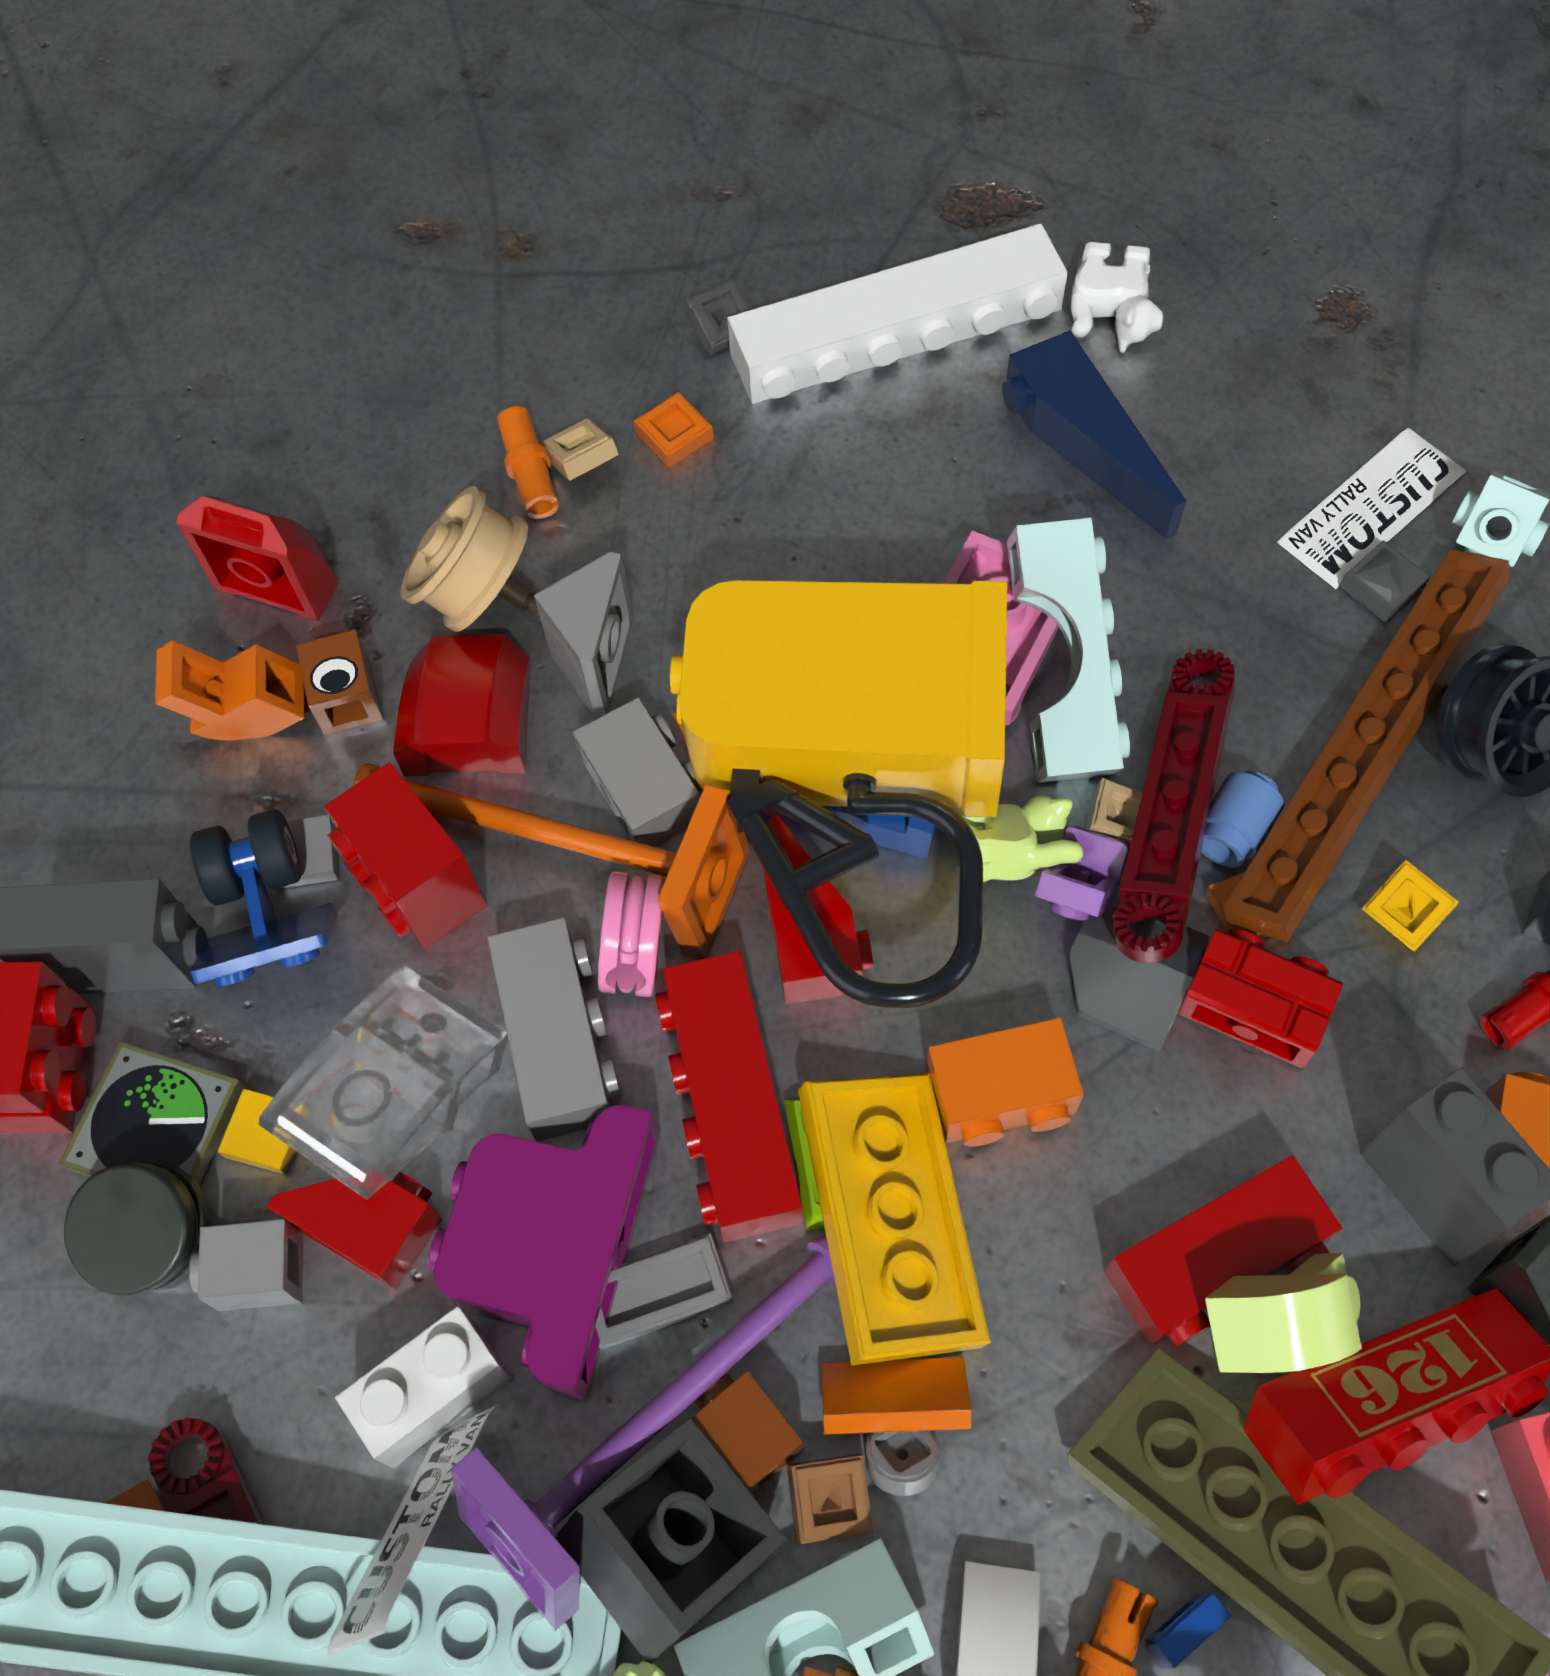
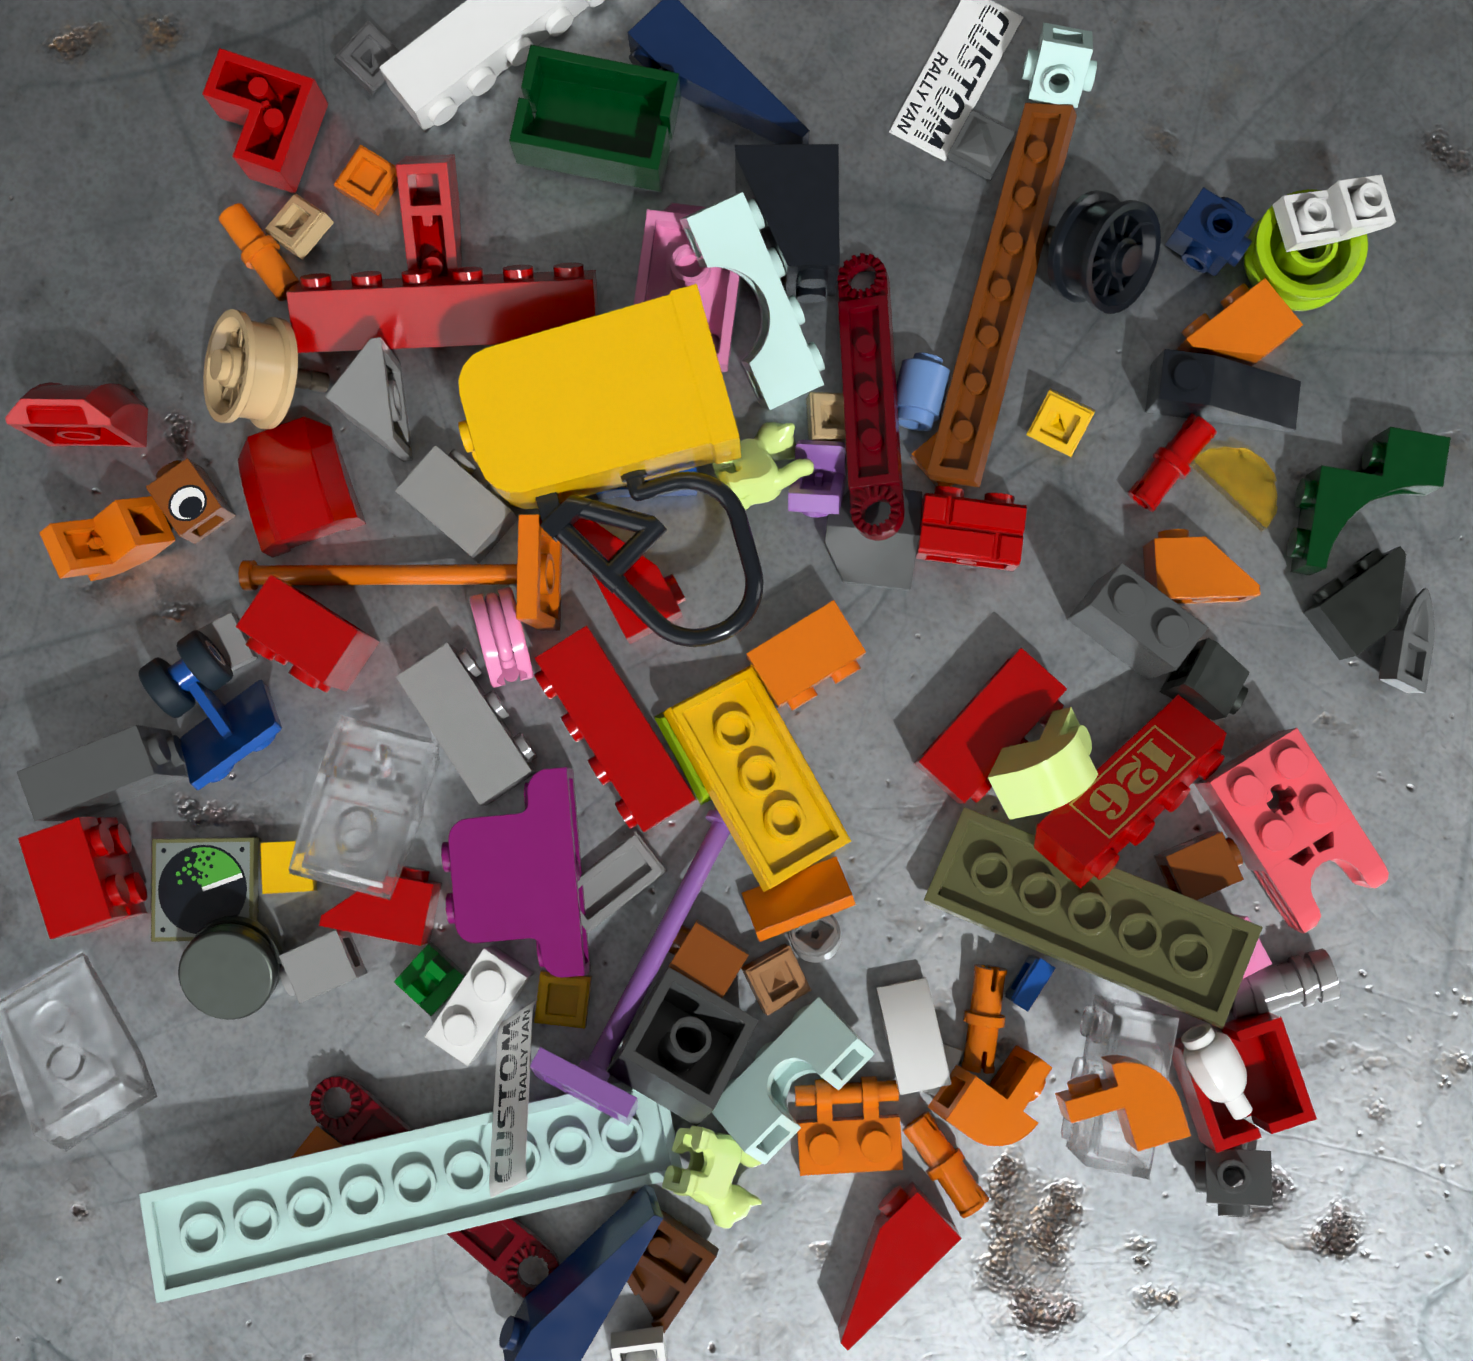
camera: 20 degrees left, 20 degrees up
(373, 1331) = (430, 979): none -> green tile
(535, 1425) = (563, 1000): none -> yellow tile
(596, 334) = (277, 114): none -> red brick
(674, 555) = (438, 309): none -> red brick
(721, 491) = (430, 212): none -> red slope
(945, 428) = (595, 118): none -> dark green piece
(1150, 573) = (800, 210): none -> black slope
(1483, 1541) = (1201, 865): none -> dark orange brick

